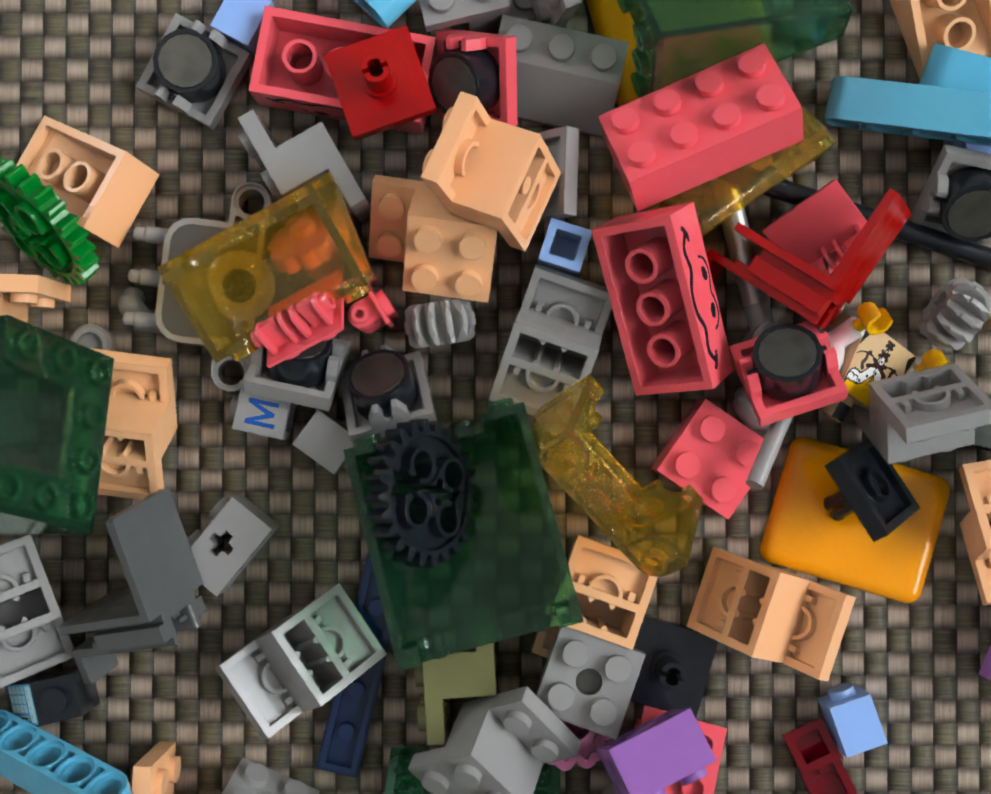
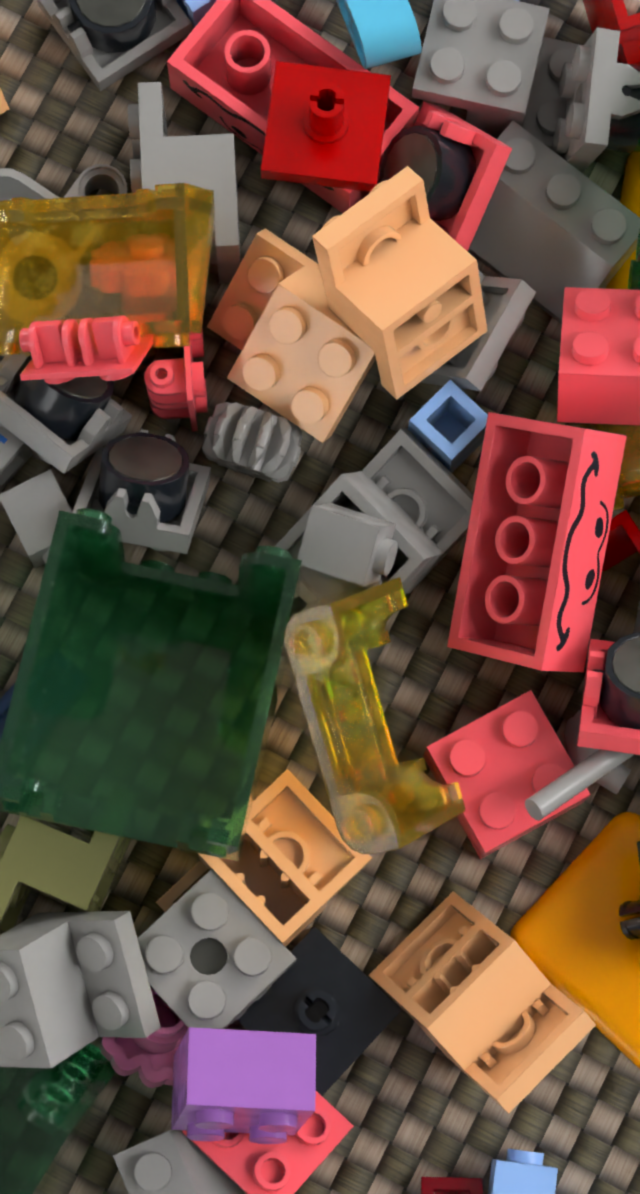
camera: 25 degrees right, 10 degrees down
(415, 522) = (102, 628): black gear -> none
(544, 369) = (348, 544): none -> light grey brick

